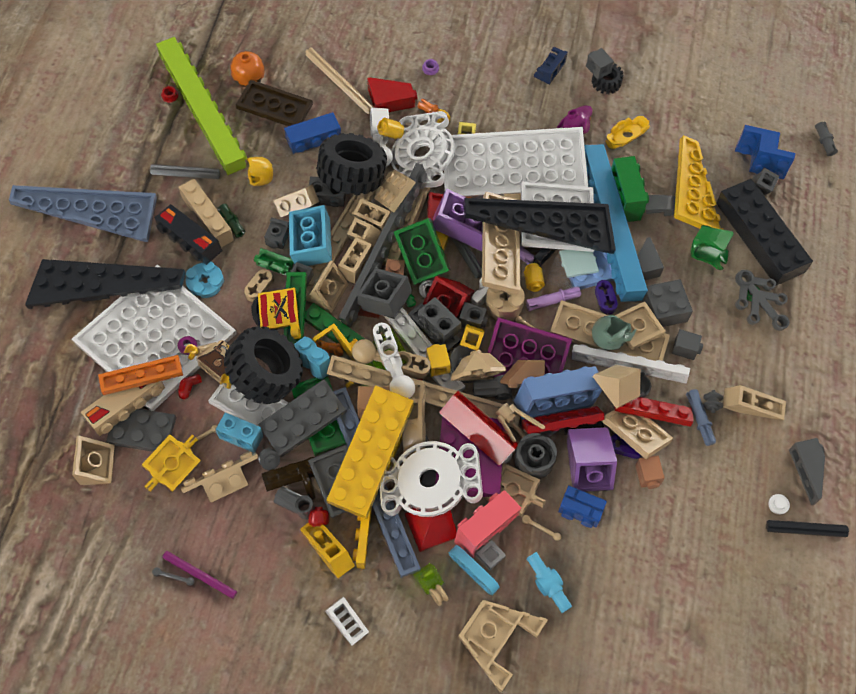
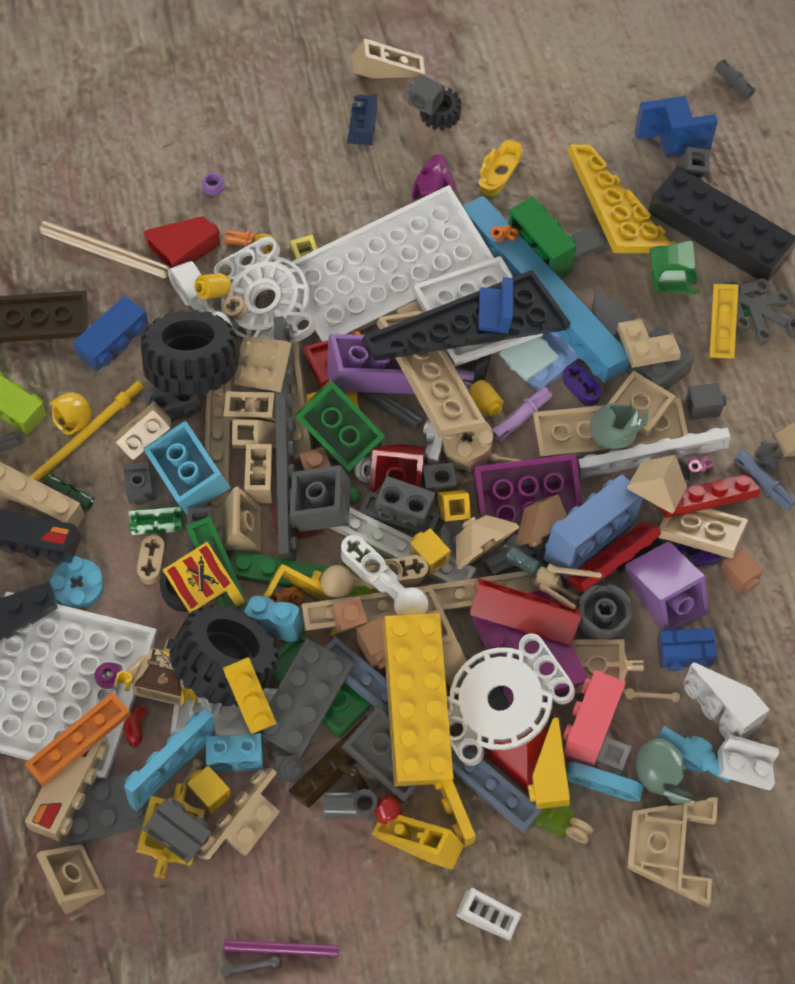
camera: 25 degrees left, 0 degrees up
(171, 463) = (177, 829): none -> dark grey brick
(191, 416) = (170, 760): none -> medium azure plate
(210, 448) = (208, 789): none -> yellow brick
(261, 397) = (249, 695): none -> yellow plate
(296, 178) = (122, 400): none -> yellow bar
(357, 375) = (348, 614): none -> nougat brick
(396, 145) = (229, 304): none -> tan bush
(436, 546) = (550, 777): none -> yellow slope
(494, 390) = (522, 560): none -> clear light blue pin
(515, 579) = (660, 765): none -> sand green helmet
(566, 217) = (496, 307): none -> blue panel
(581, 605) = (747, 762): none -> white bracket
(584, 33) = (383, 61): none -> tan slope
(590, 558) = (727, 702): none -> white slope
(602, 173) = (502, 234): none -> orange arm
(658, 290) = (645, 350): none -> tan plate
(658, 384) = (699, 464): none -> bright pink arm
(728, 295) = (724, 321): none -> yellow plate

